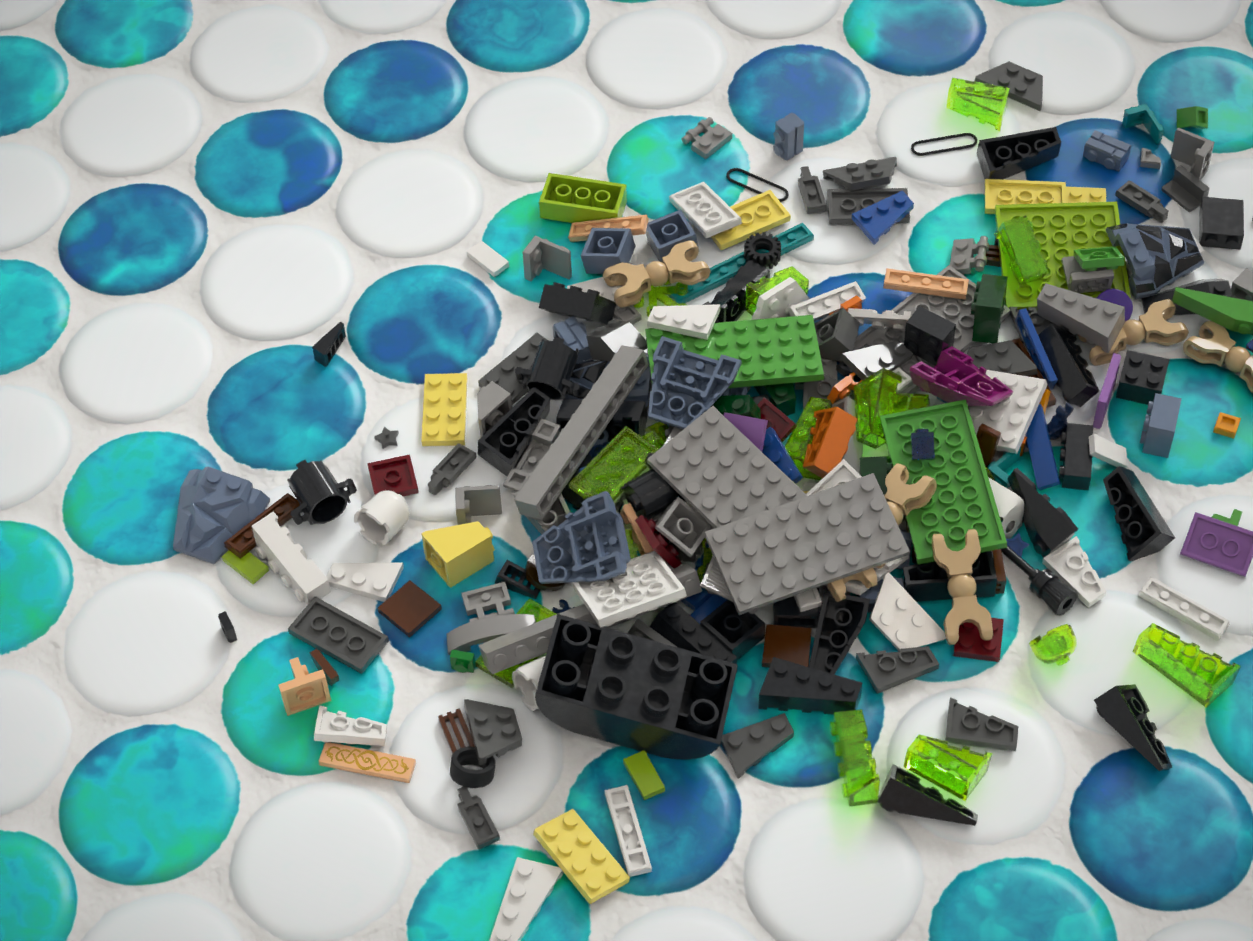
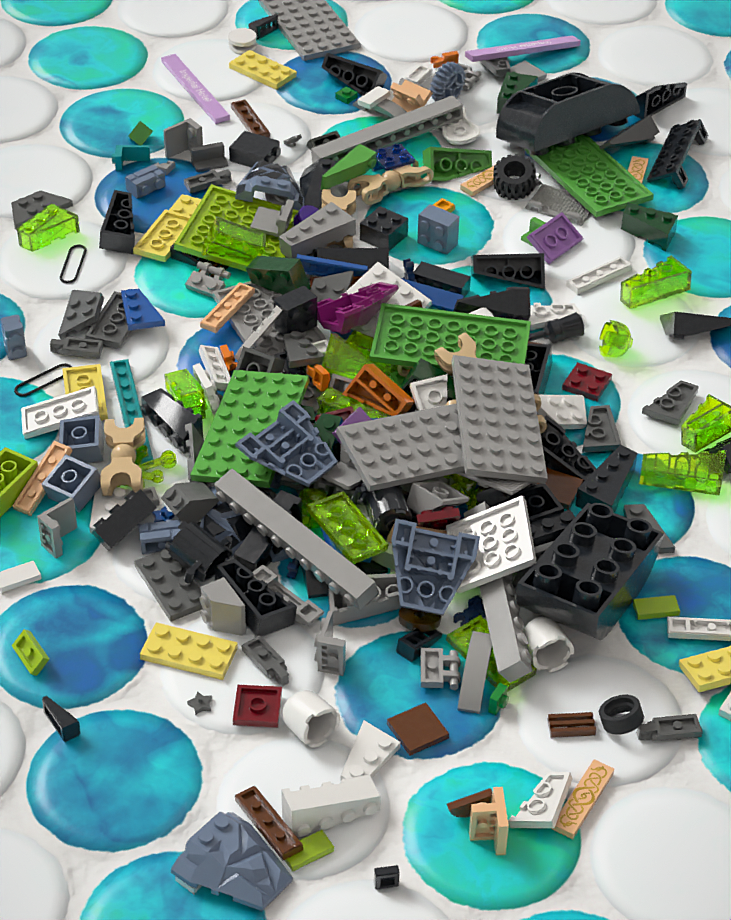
camera: 75 degrees left, 10 degrees down
(318, 493) = (256, 761): black container -> none
(338, 635) = (429, 788): dark grey plate -> none
(402, 295) = (30, 652): none -> lime plate
(458, 550) = (380, 669): light yellow slope -> none
(492, 729) = (582, 692): dark grey wing -> none
(685, 319) = (201, 441): white wing -> none
(763, 242) = (126, 383): black tyre -> none
(922, 445) = (419, 334): clear blue bracket -> none
(962, 587) = (573, 367): tan piece -> none
(1095, 258) = (270, 202): bright green plate -> none
(1107, 391) = (399, 245): medium lavender tile -> none
(1107, 451) = (446, 263): white tile -> none

